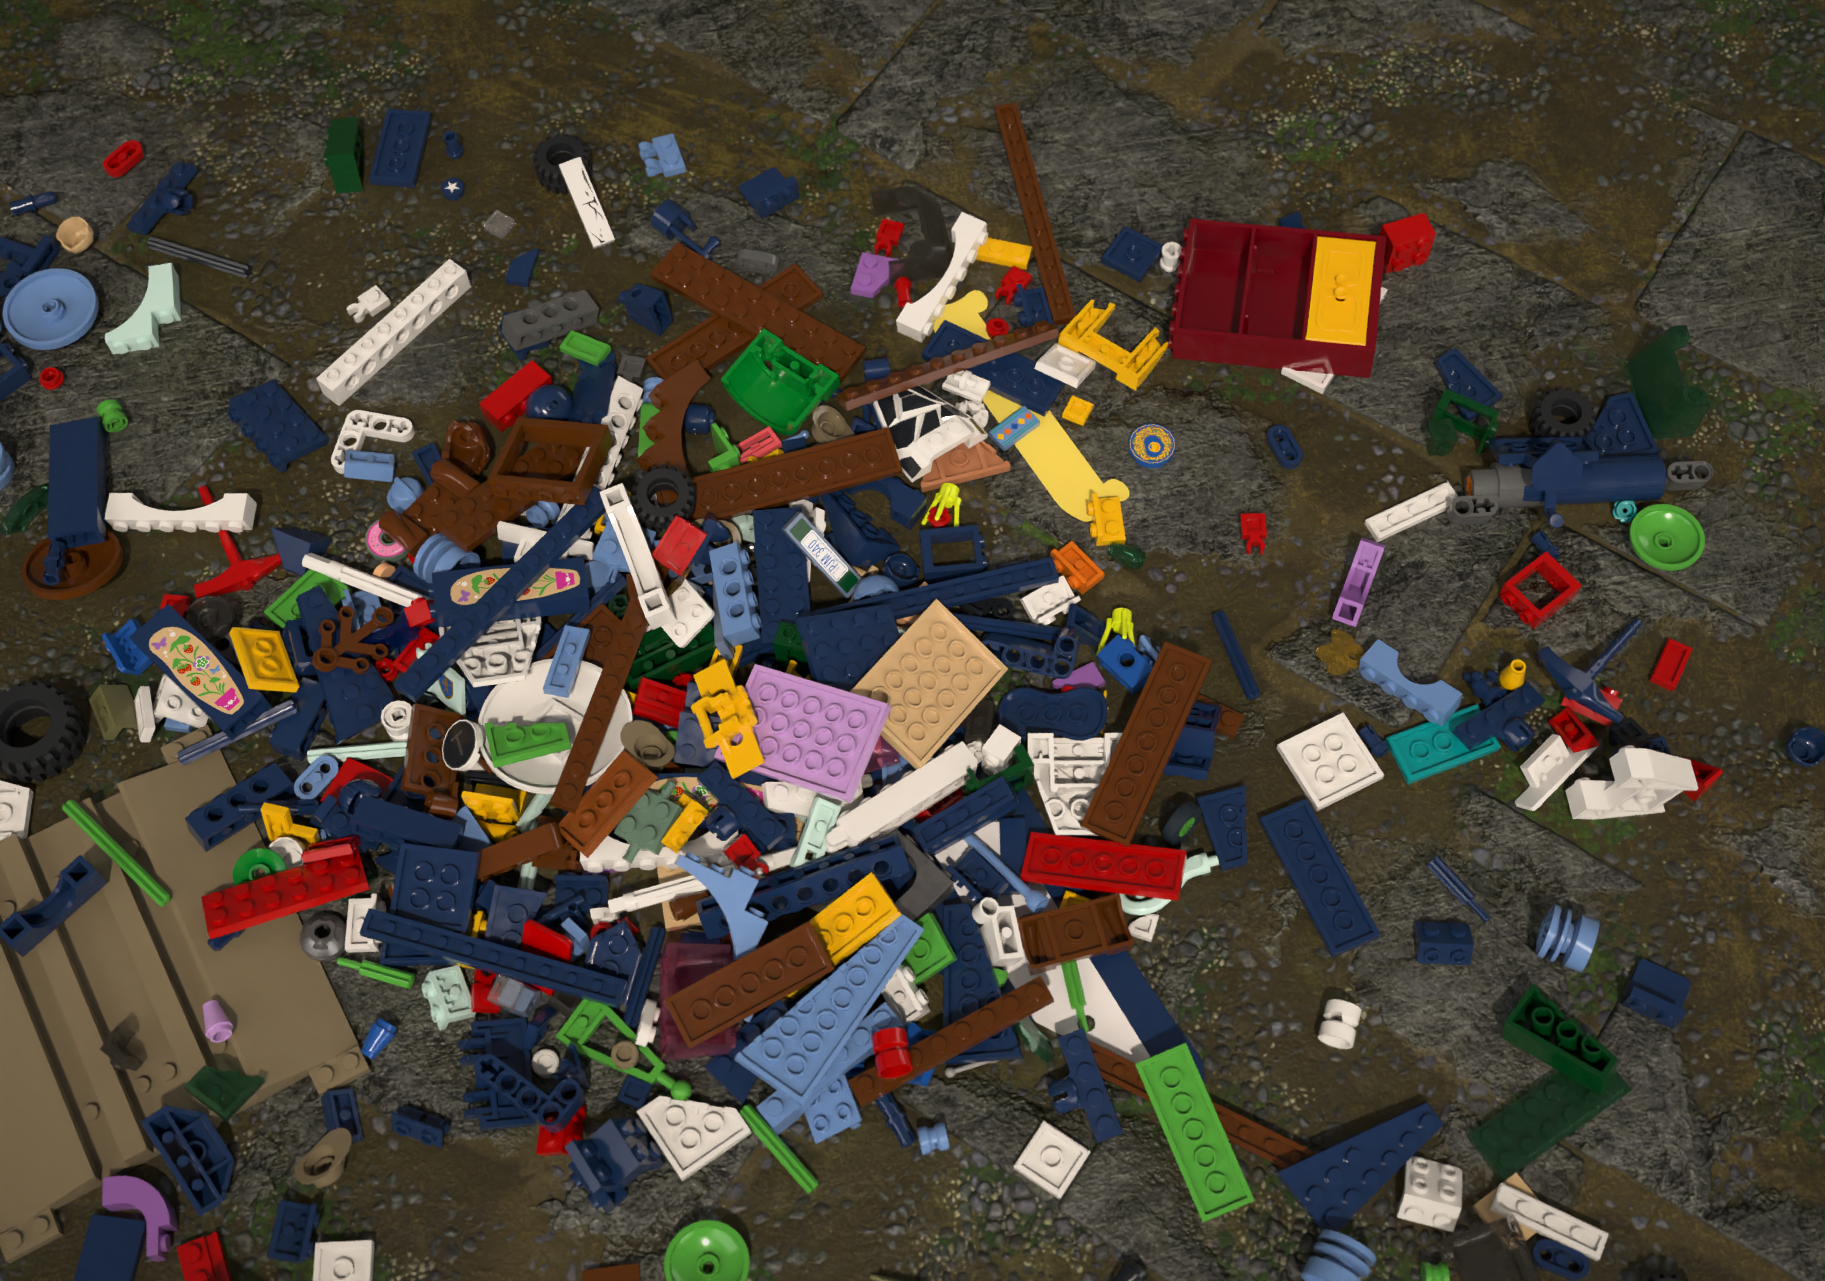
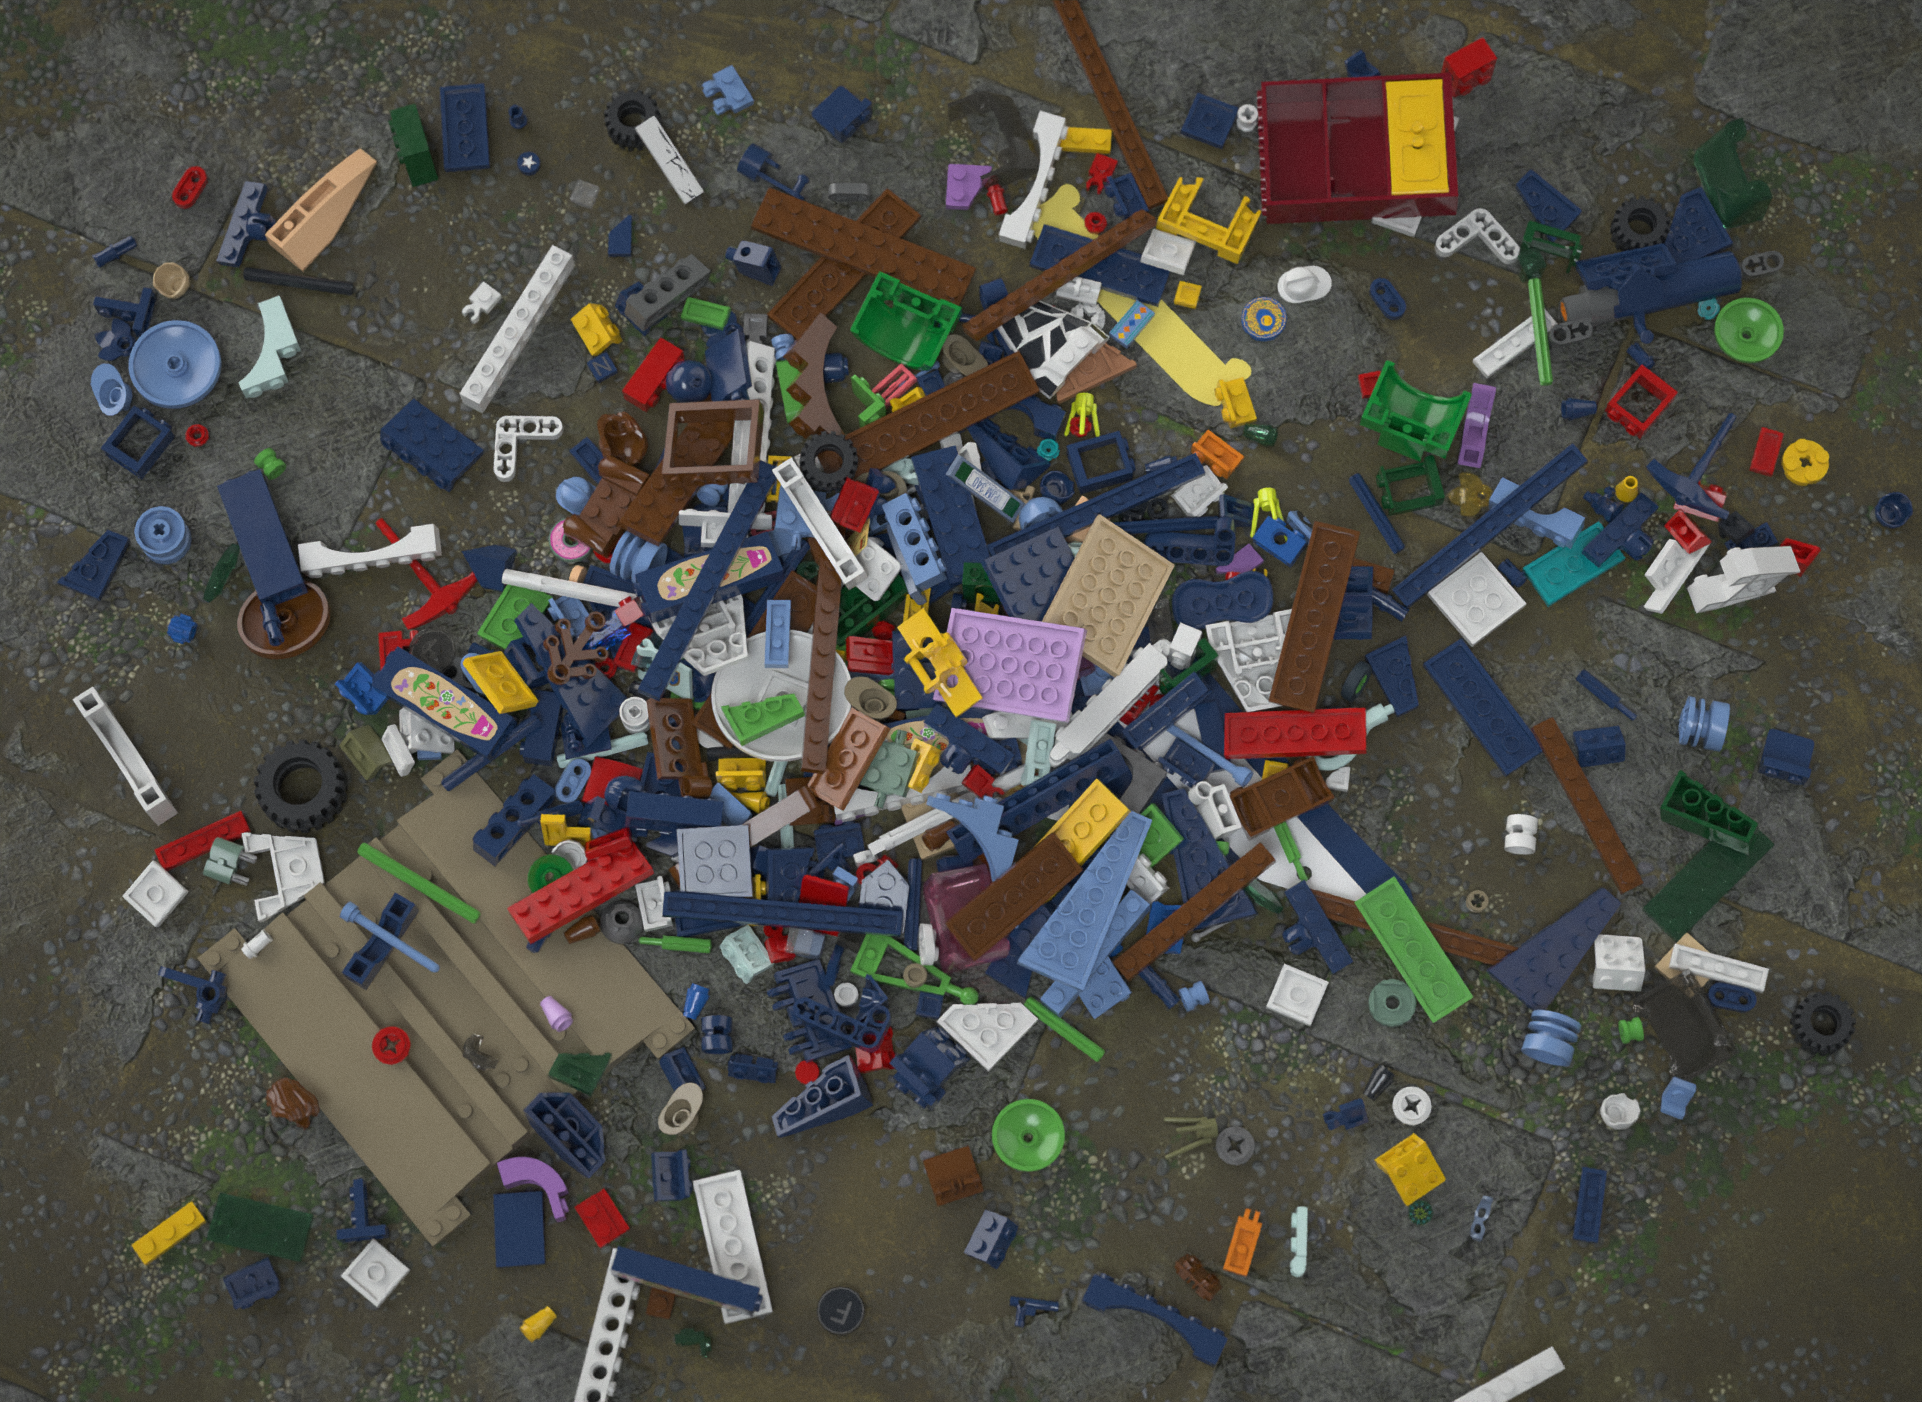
camera: 10 degrees left, 10 degrees up
(18, 1018) = (380, 1044): none -> red gear
(31, 870) = (352, 914): none -> medium blue piece
(238, 197) = (321, 211): none -> light nougat wedge
(276, 936) = (582, 930): none -> reddish brown cone
(327, 744) = (573, 740): none -> dark blue hinge
(369, 465) = (532, 470): medium blue slope -> none
(387, 1089) = (717, 1043): none -> dark blue wheel
(462, 745) = (703, 729): tile -> none
(469, 382) = (602, 367): none -> dark blue tile
(473, 344) = (596, 328): none -> yellow bracket
(479, 1143) = (806, 1072): none -> red tile
(499, 1176) = (831, 1097): none -> dark blue wedge
(887, 235) = (970, 140): red plate -> none
(892, 1053) = (1146, 929): red wheel -> none
(898, 528) = (1052, 445): none -> teal plate
(1156, 1206) = (1385, 1015): none -> sand green tile
(1200, 420) = (1304, 284): none -> white piece
(1231, 750) = (1389, 605): none -> dark blue pin
(1283, 1097) = (1483, 905): none -> dark tan bush
(1287, 565) = (1410, 418): none -> green piece
(1297, 619) = (1427, 468): none -> dark green panel
(1356, 685) = (1490, 525): none -> dark blue plate
(1389, 396) = (1477, 229): none -> white beam
(1420, 1007) = (1587, 805): none -> reddish brown plate
(1441, 503) = (1540, 332): none -> bright green axle
(1467, 586) = (1577, 408): none -> dark blue cone
(1715, 669) = (1817, 458): none -> yellow plate

